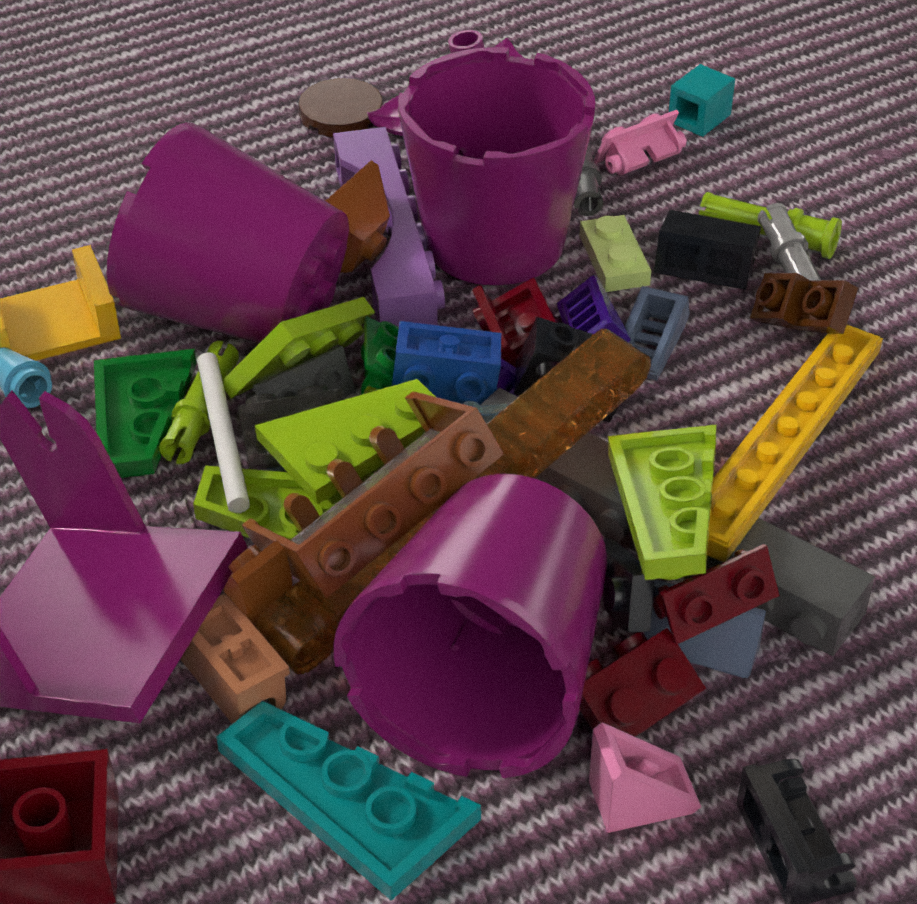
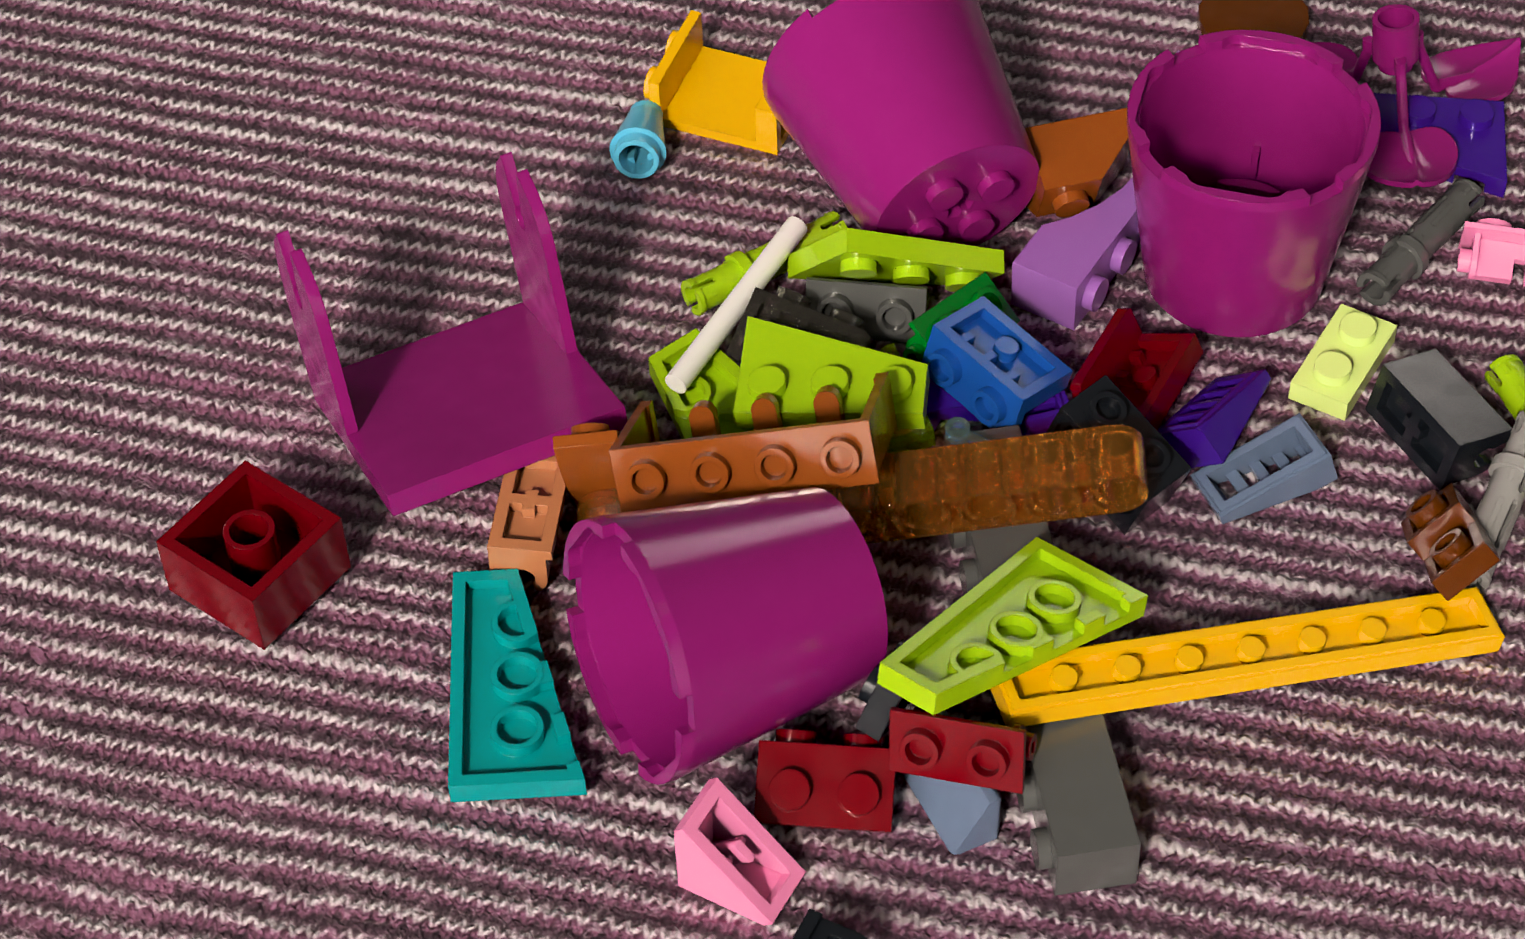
camera: 45 degrees right, 5 degrees up
(137, 404) = (698, 230): green wing -> none

